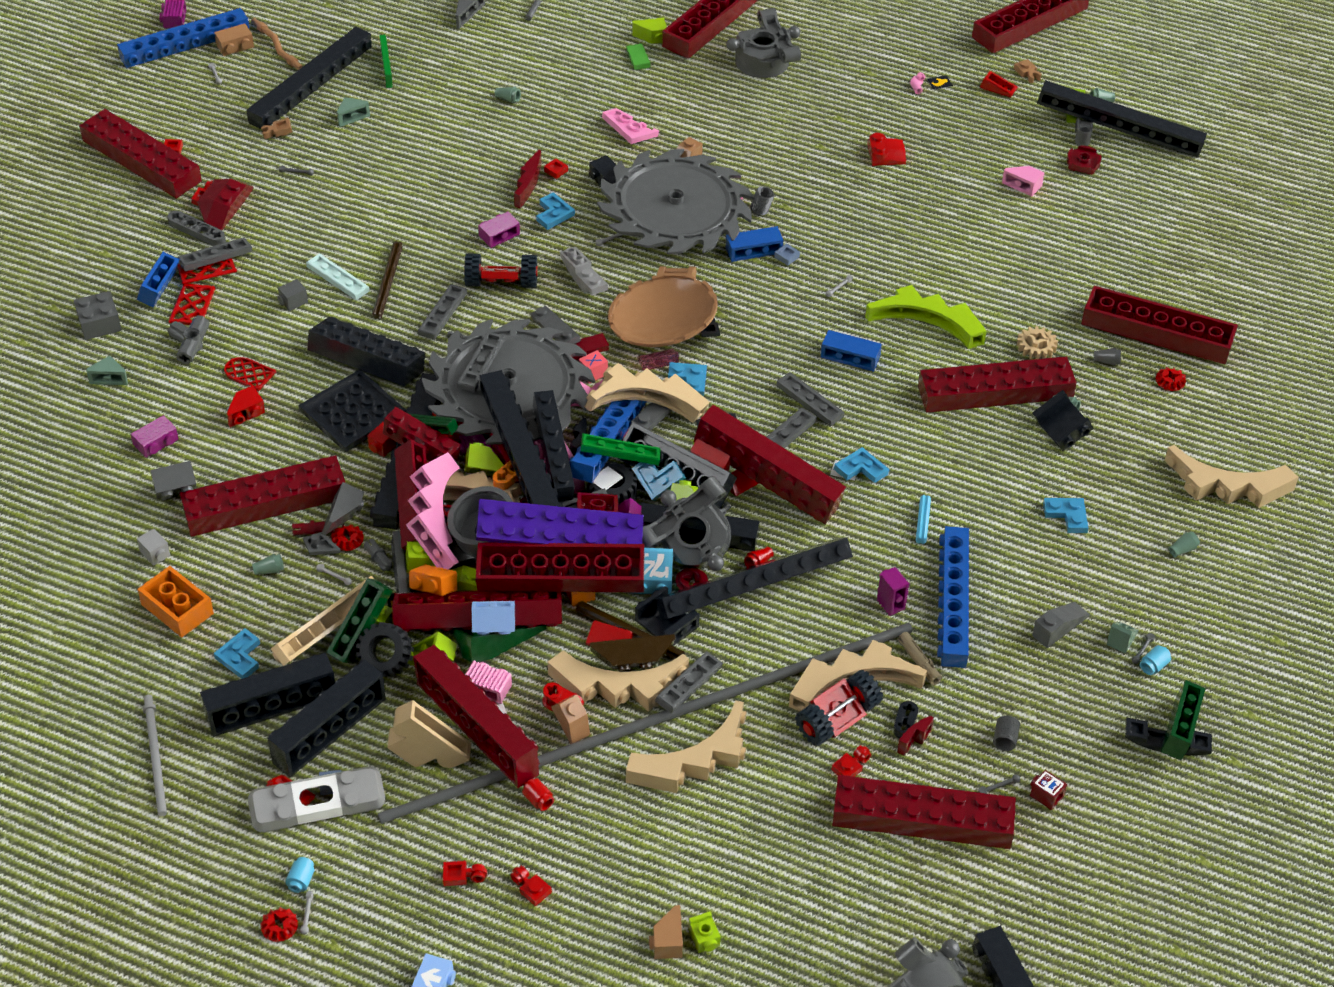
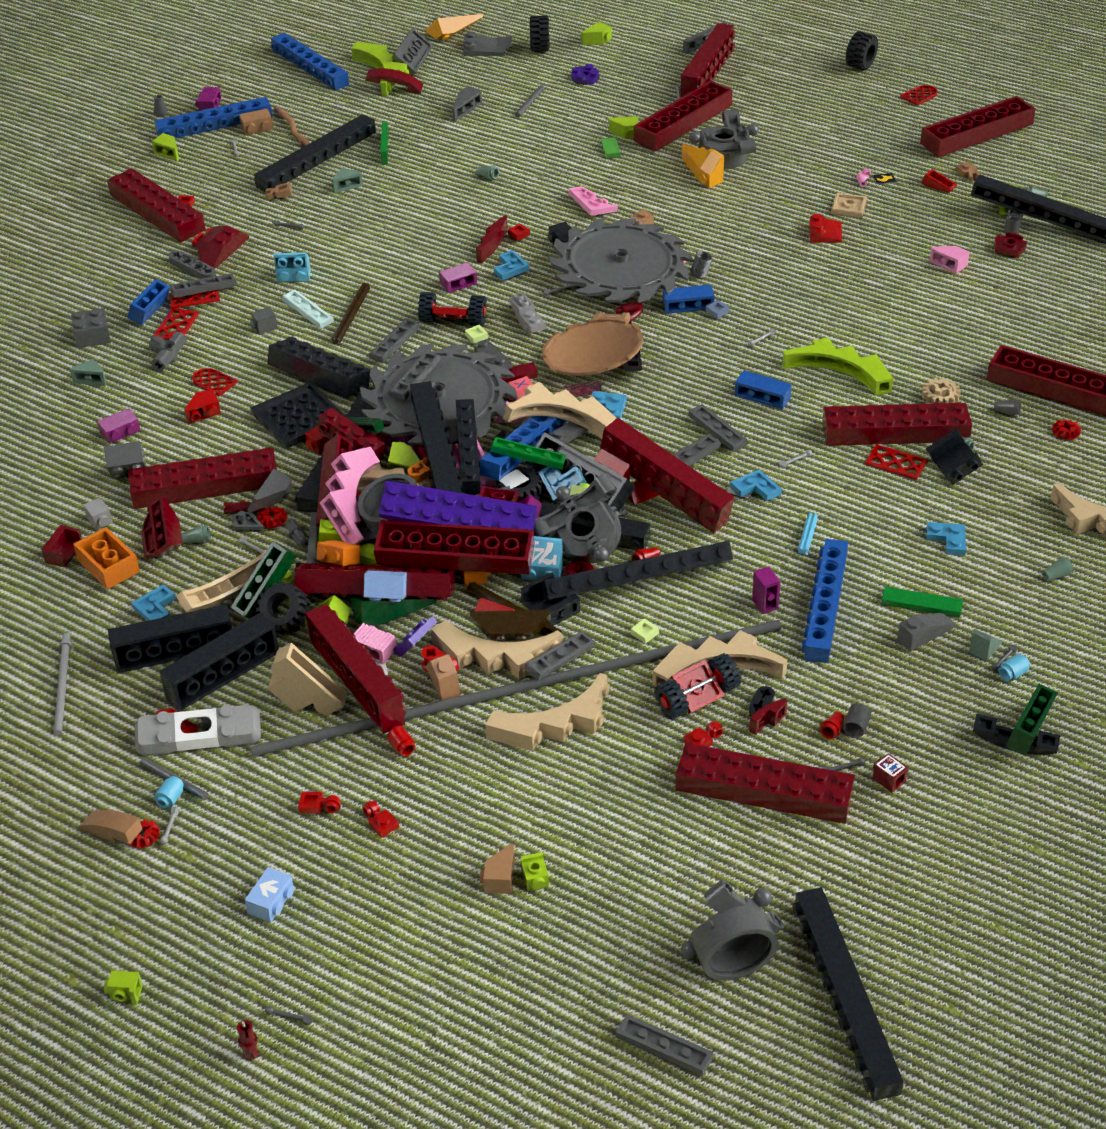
camera: 10 degrees right, 5 degrees down
(119, 25) = (159, 106): none -> dark grey cone
(121, 589) = (60, 547): none -> dark red panel
(136, 76) = (165, 146): none -> lime slope
(228, 562) = (160, 529): none -> dark red wedge
(246, 919) = (112, 825): none -> medium nougat slope
(288, 851) = (166, 774): none -> dark grey bar
(312, 227) = (292, 267): none -> medium azure slope
(531, 299) = (476, 334): none -> yellowish green plate
(532, 671) = (414, 636): none -> plate
(693, 258) = (632, 308): none -> dark red plant
(747, 76) = (704, 164): none -> light orange wedge
(772, 646) = (644, 631): none -> yellowish green plate
(884, 437) = (782, 464): none -> light grey hinge
(907, 118) = (849, 205): none -> tan tile
(920, 658) = (784, 651): dark tan pin -> none
(981, 742) = (831, 726): none -> red cone
(989, 433) = (902, 470): none -> red window
(1052, 590) = (922, 601): none -> green tile

